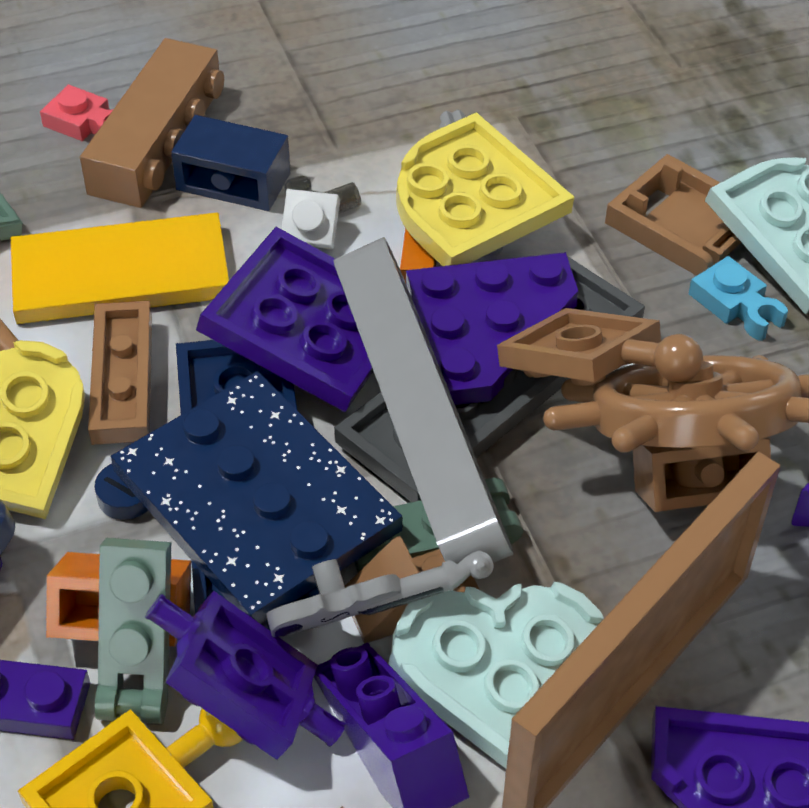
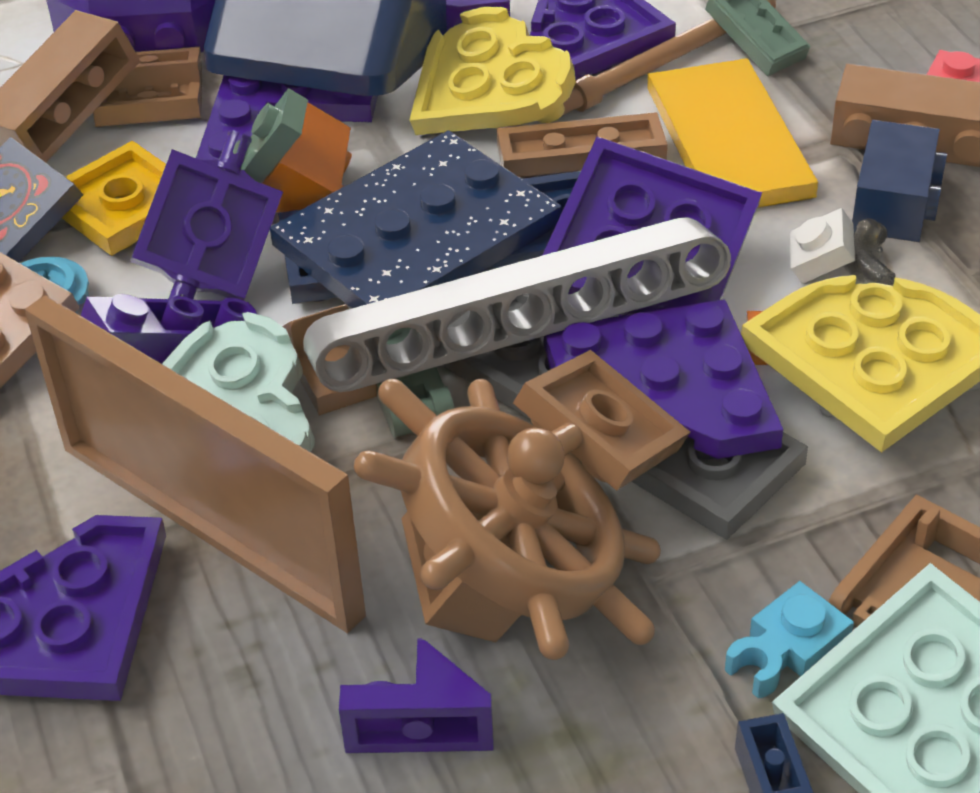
camera: 90 degrees right, 5 degrees down
(371, 596) = (275, 285): light grey piece -> none

